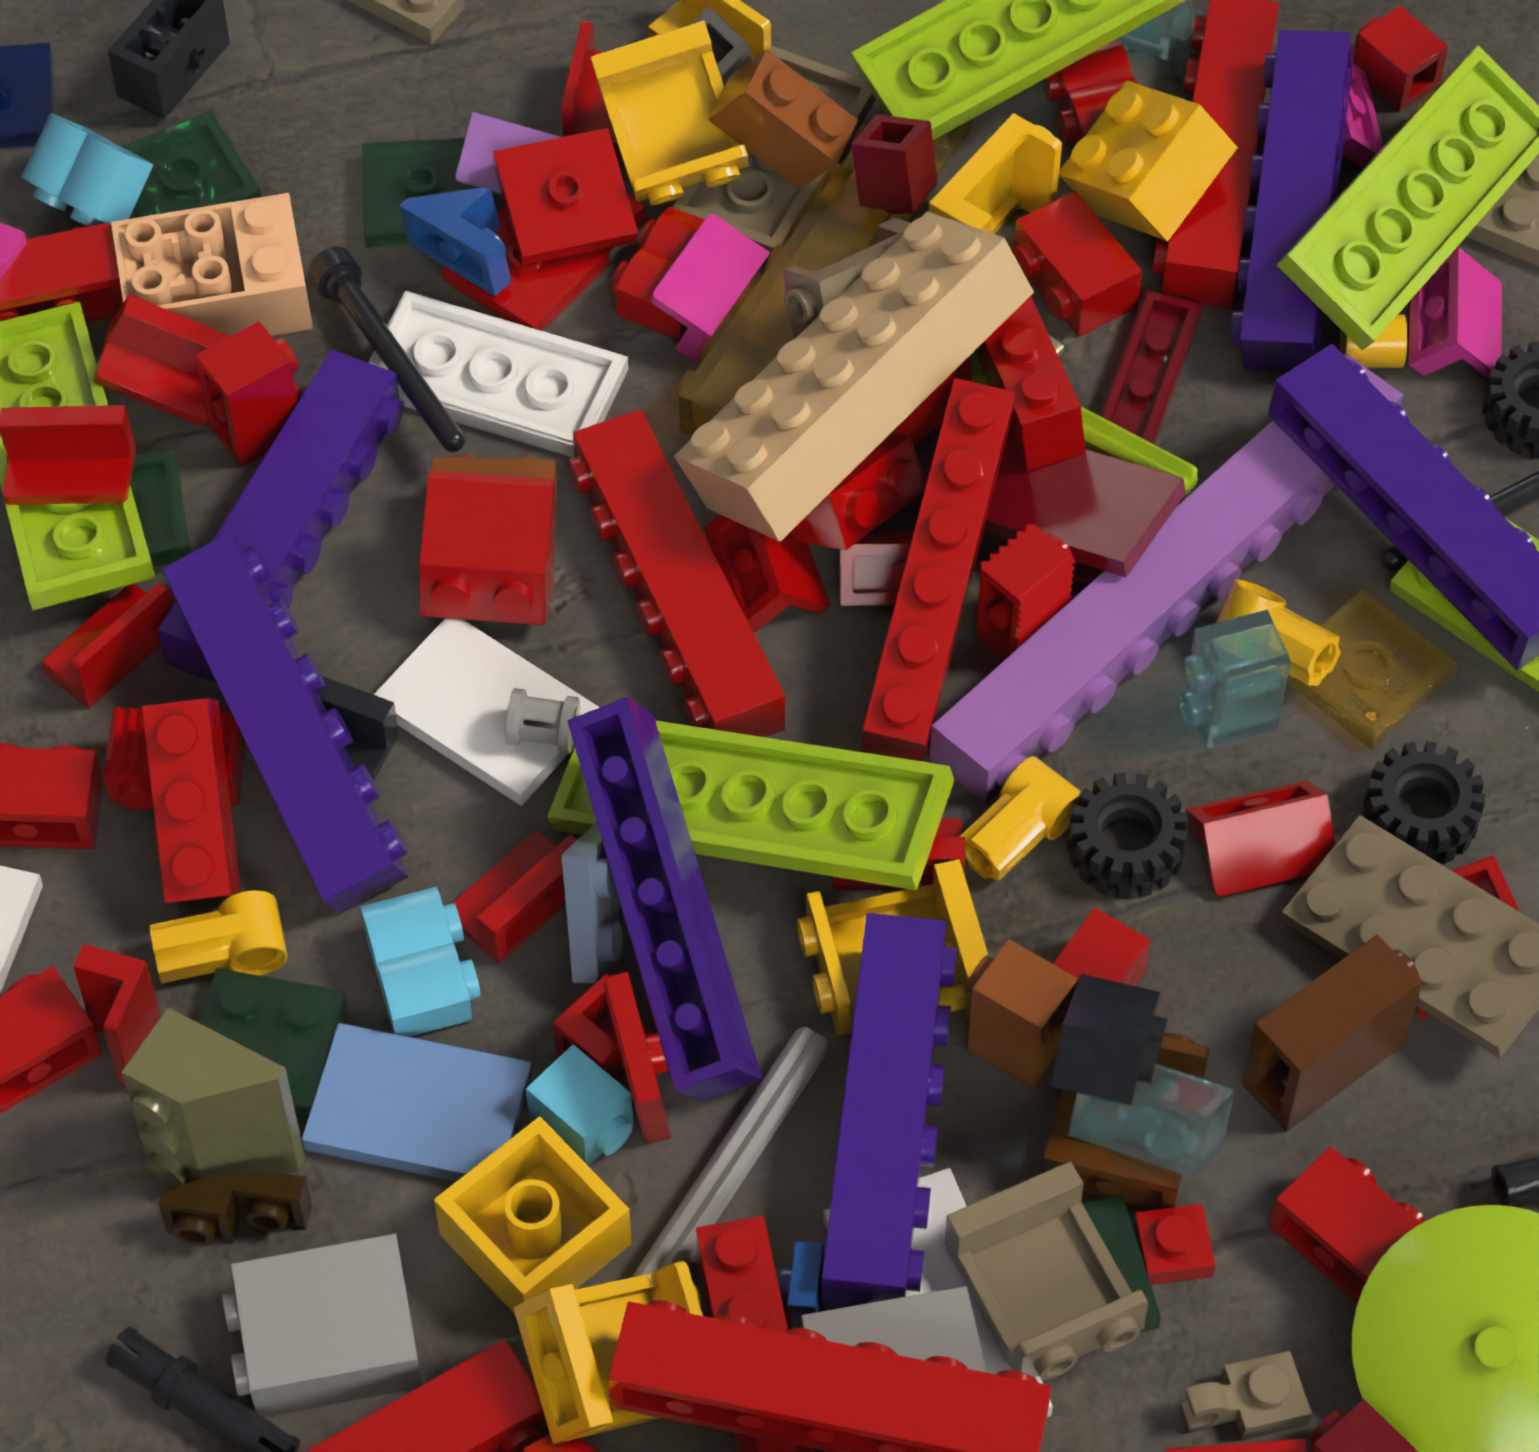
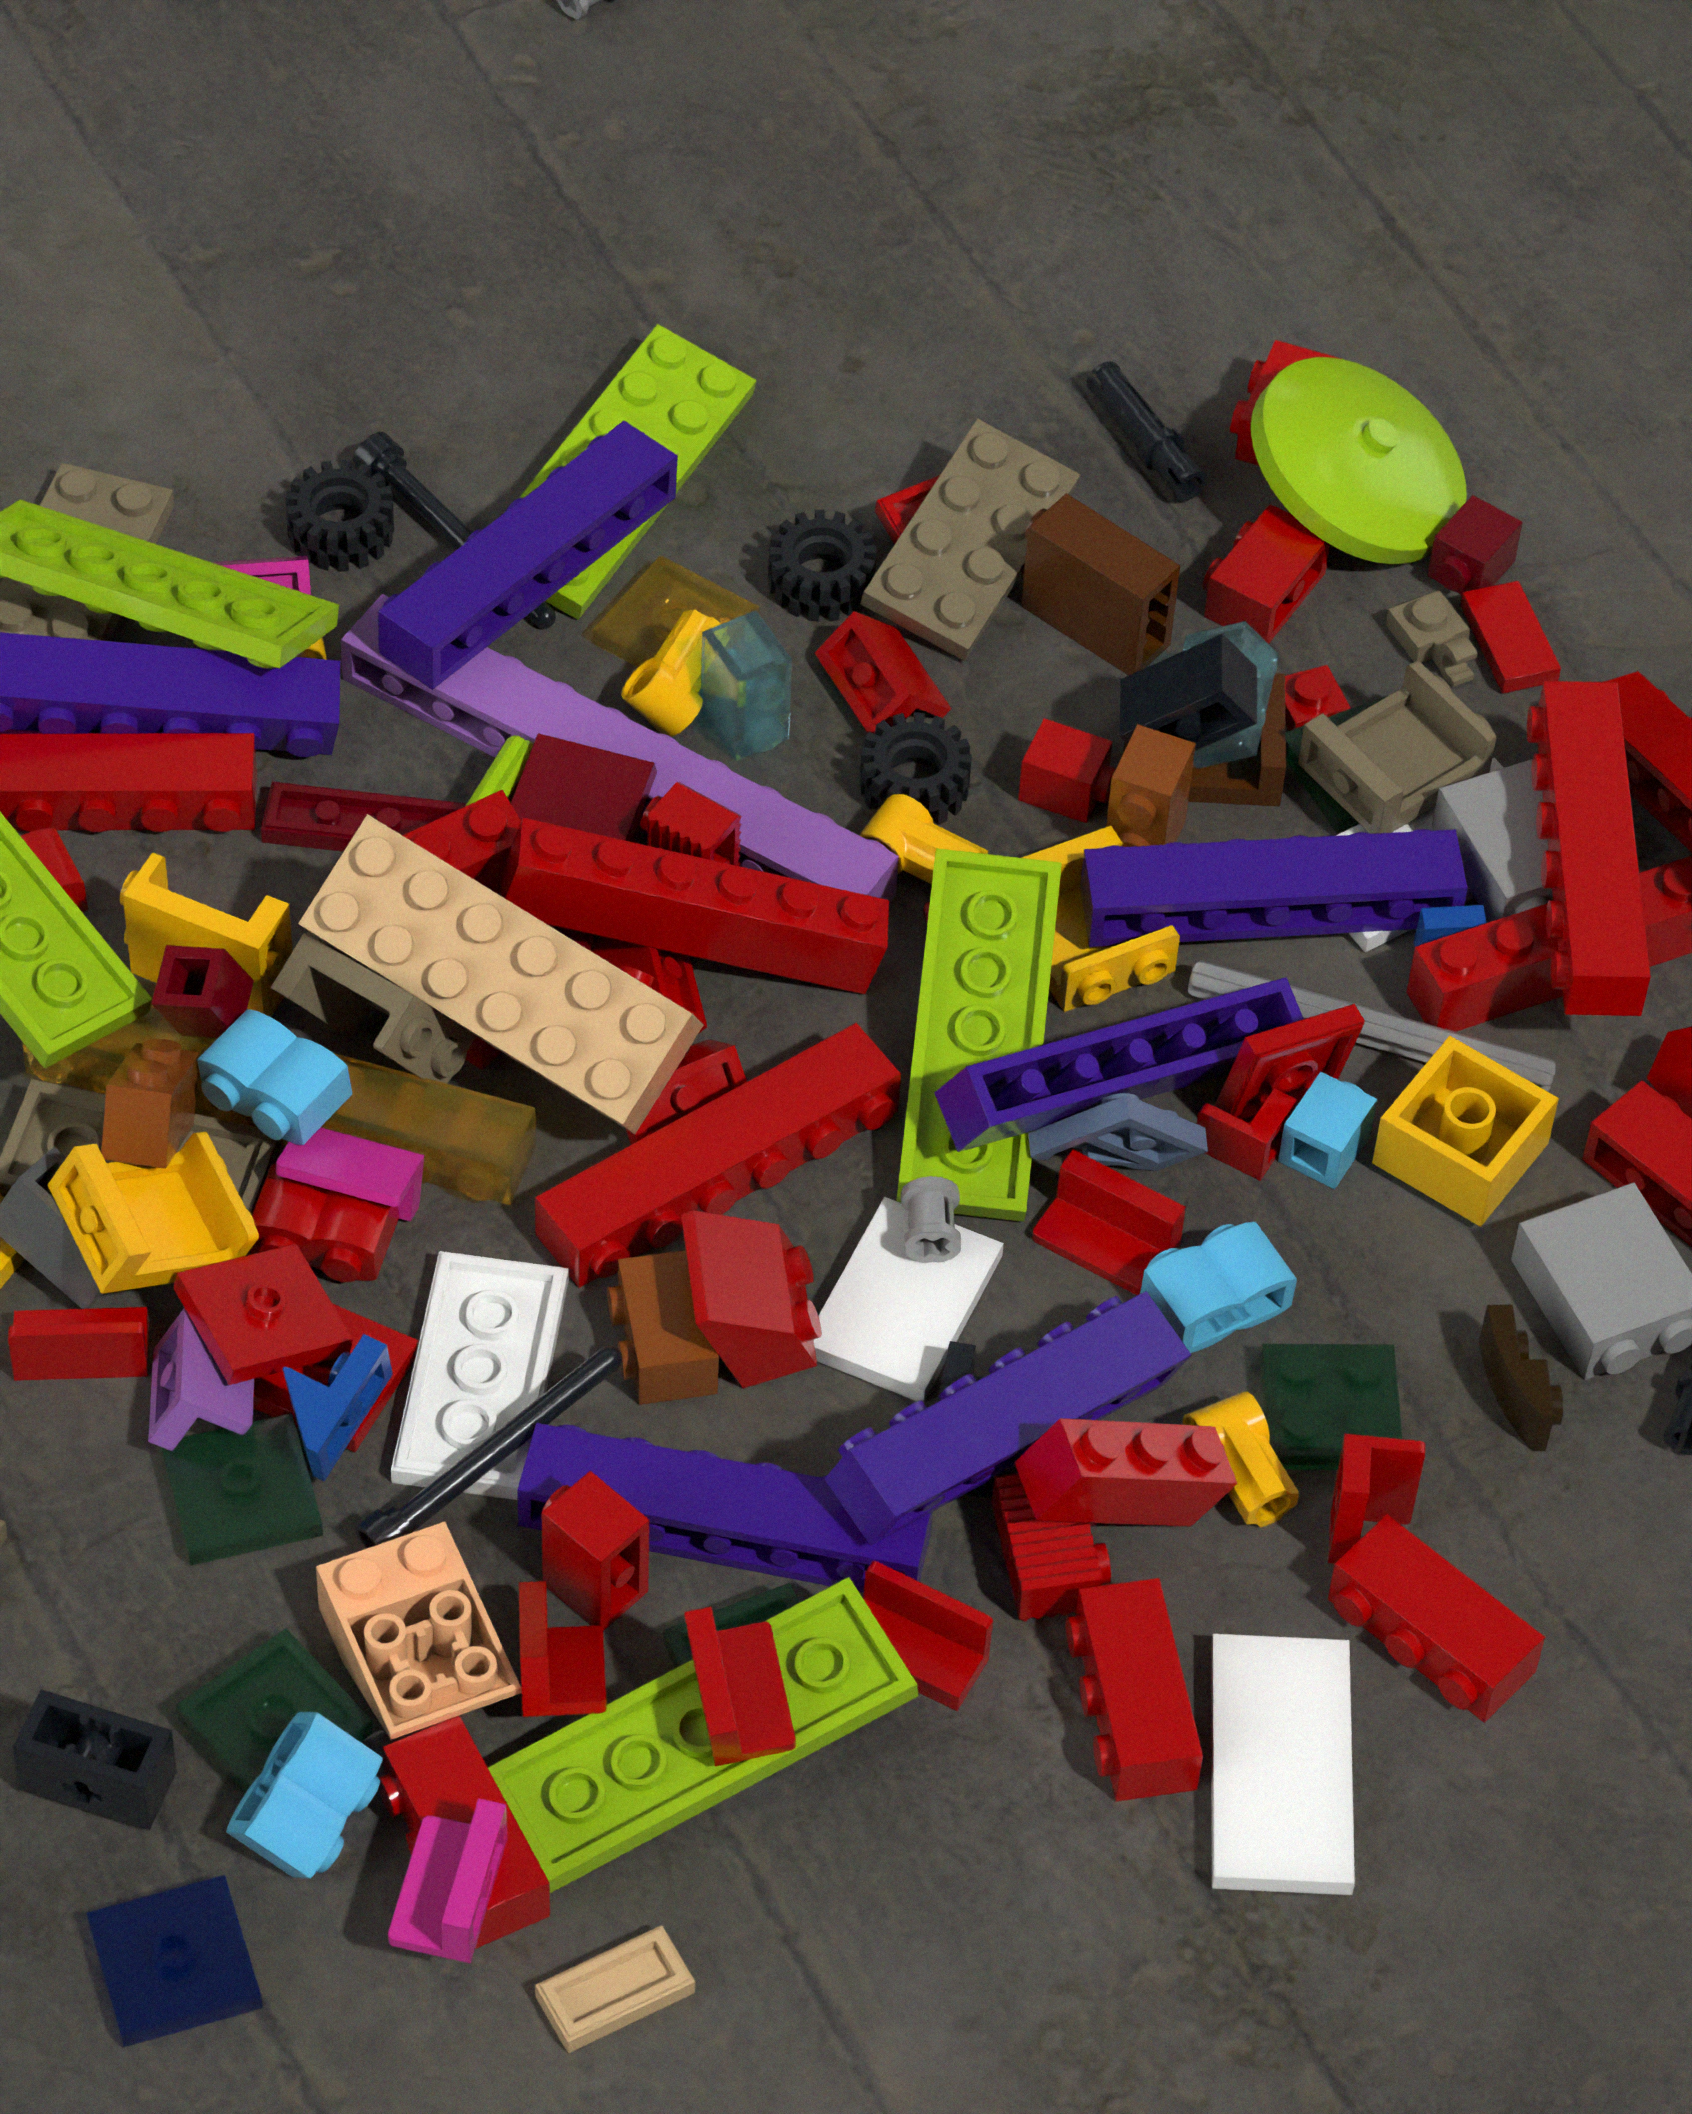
camera: 105 degrees left, 5 degrees down
(209, 1105) = (1469, 1373): olive slope -> none
(414, 1103) = (1359, 1264): medium blue tile -> none
(574, 1340) = (1529, 1025): yellow panel -> none
(798, 214) = (274, 1077): none -> medium azure brick
(1076, 264) = (248, 865): red brick -> none
(1147, 160) = (133, 802): yellow brick -> none

